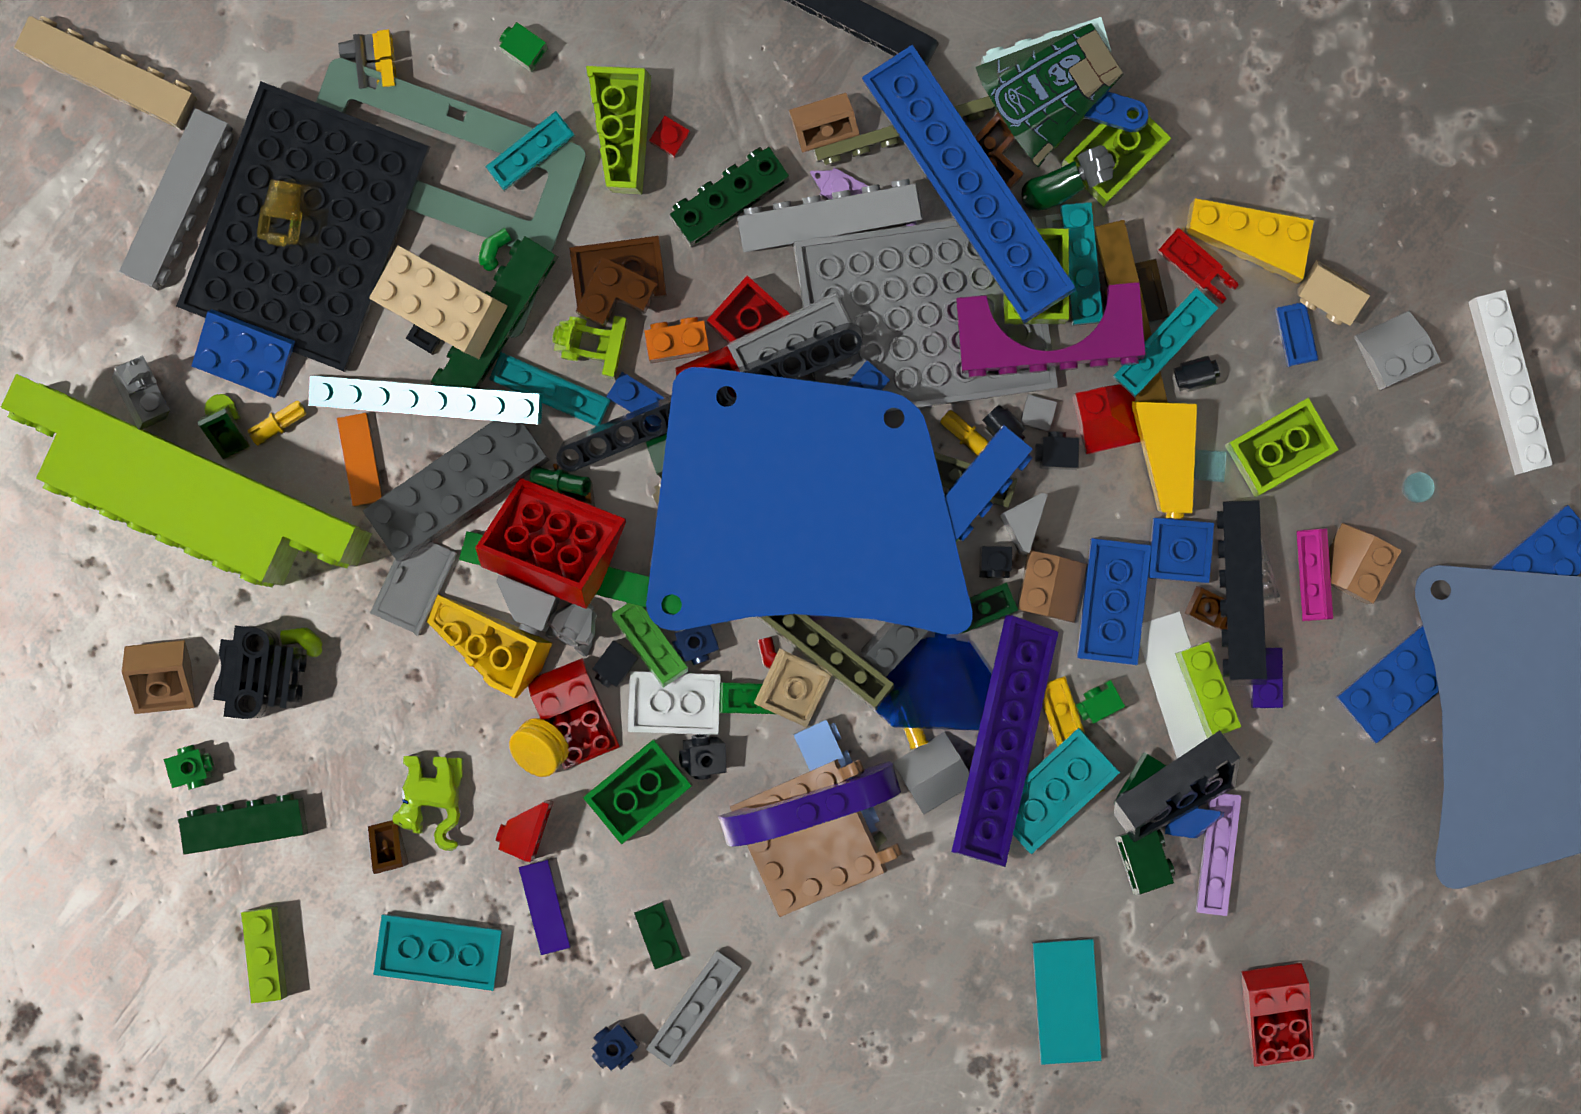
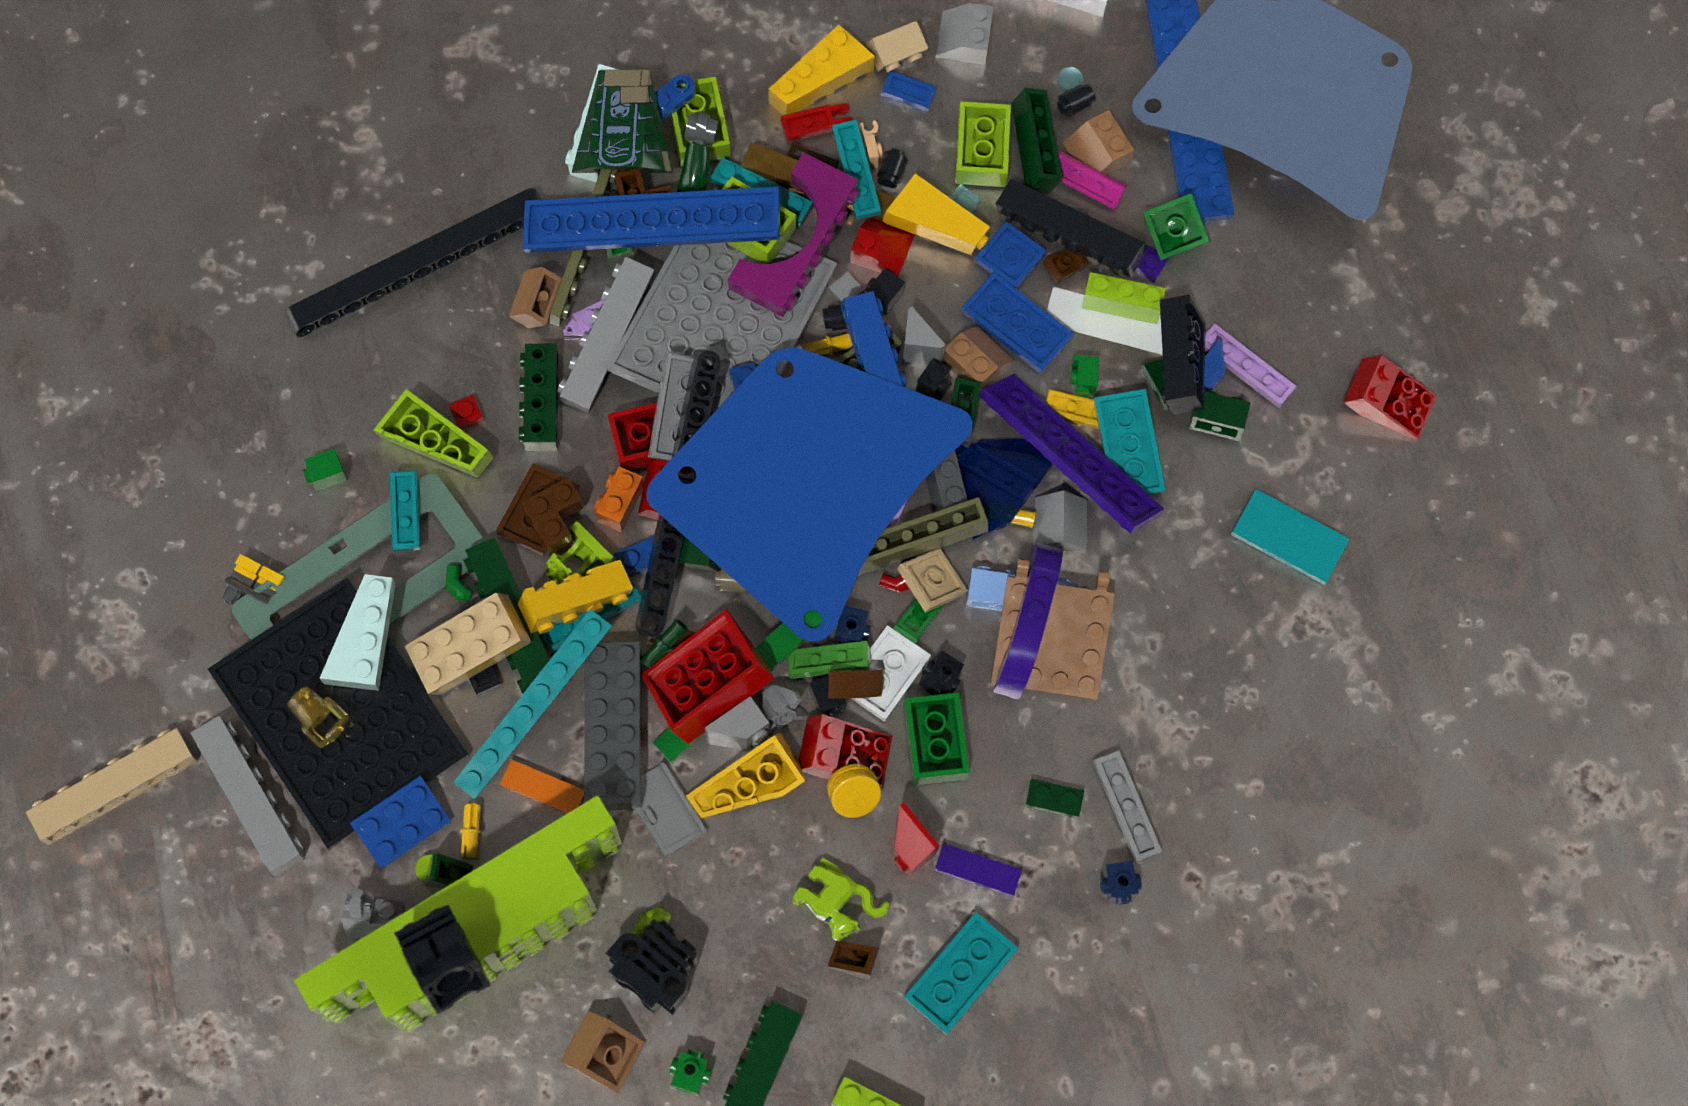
camera: 65 degrees left, 15 degrees down
(107, 496) = (442, 958): none -> black piece
(377, 203) = (361, 643): none -> light aqua wedge
(548, 369) = (574, 596): none -> yellow wedge
(636, 684) = (855, 683): none -> reddish brown slope
(1204, 341) = (872, 149): none -> light nougat plate
(1319, 696) = (1177, 226): none -> green slope
(1321, 498) = (1036, 140): none -> dark green brick
(1396, 508) = (1076, 100): none -> black brick

